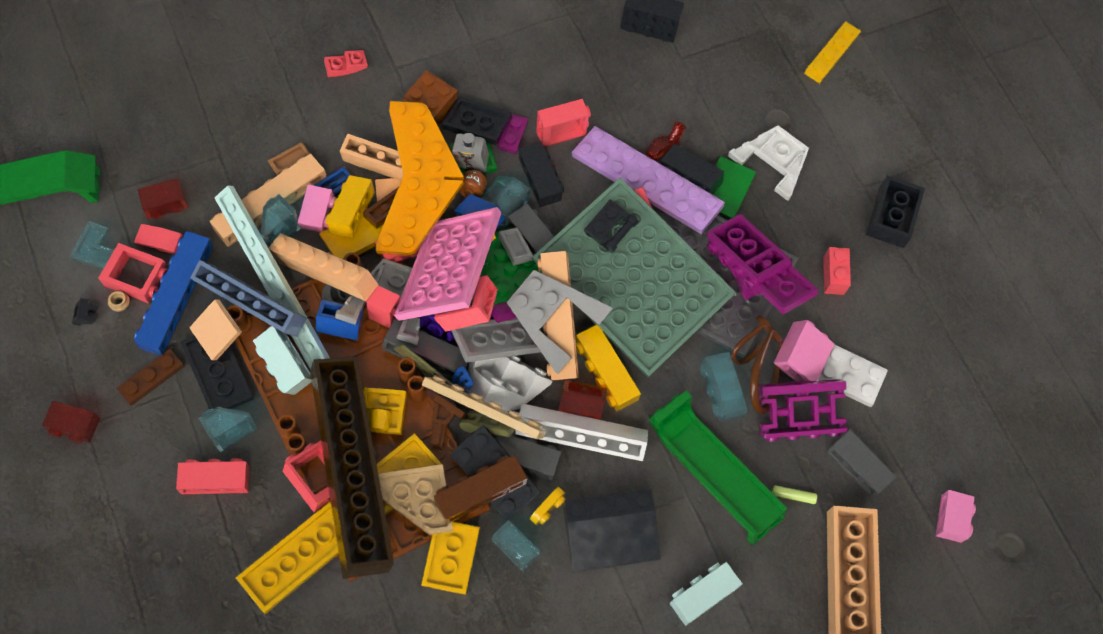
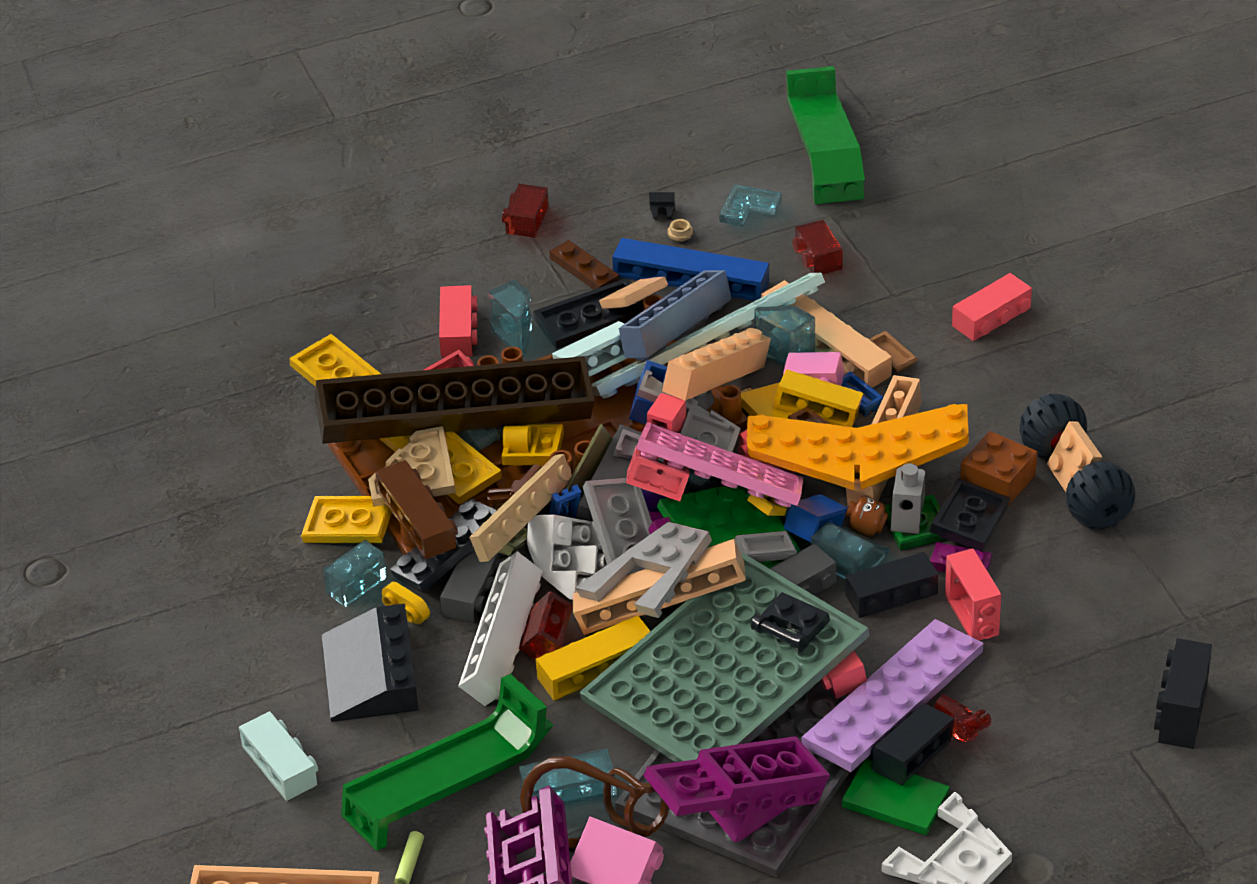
camera: 100 degrees right, 25 degrees down
(118, 261) = (721, 221): coral window -> none
(158, 238) = (764, 247): coral slope -> none
(253, 87) = (991, 307): none -> coral brick
(349, 63) = (1046, 382): coral slope -> none
(437, 48) = (1095, 490): none -> black plate

